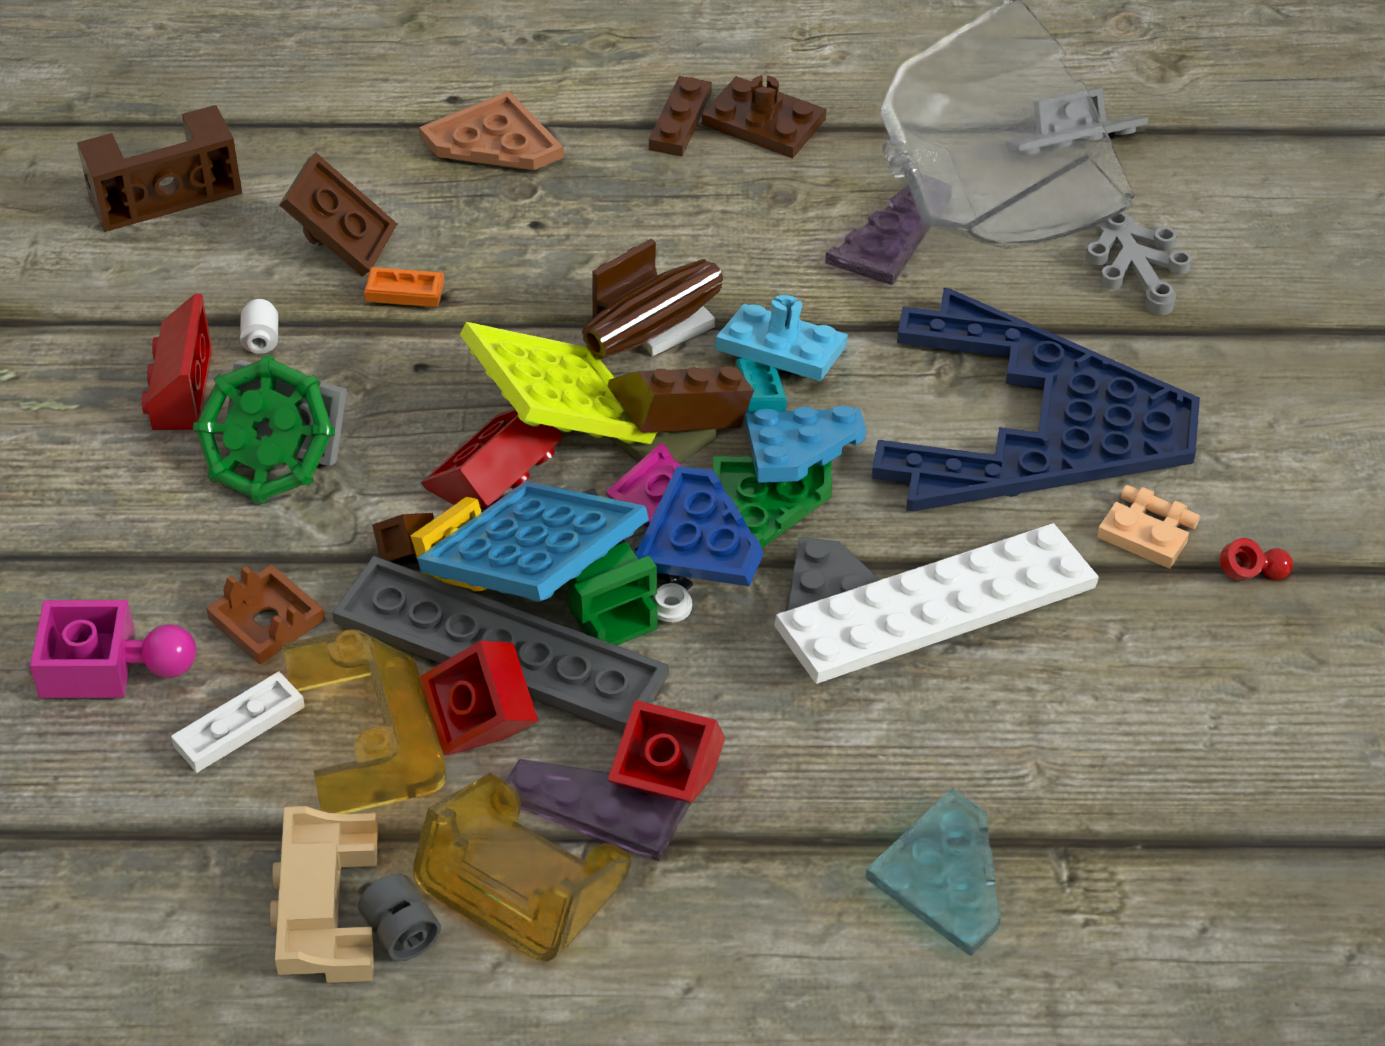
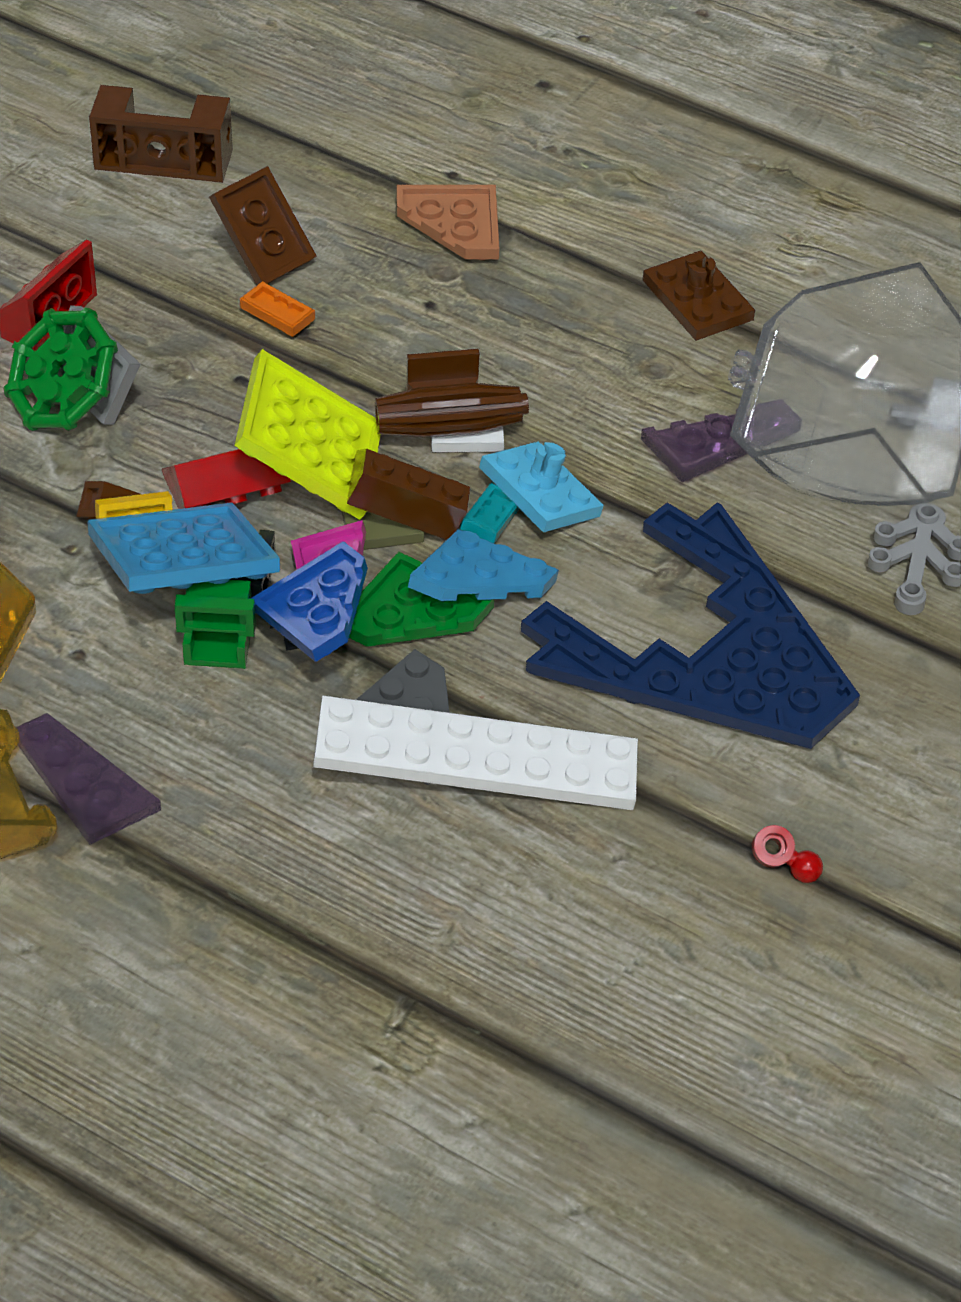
camera: 30 degrees right, 0 degrees up
(259, 326) = (139, 291): white brick -> none
(478, 697) = (51, 649): red slope -> none
(556, 661) = (110, 623): dark grey plate -> none
(667, 752) = (152, 763): red slope -> none
(672, 602) = (268, 652): white plate -> none
(680, 116) = (626, 265): reddish brown plate -> none
(944, 872) = (295, 966): clear light blue plate -> none
(1144, 534) = (712, 787): light nougat plate -> none

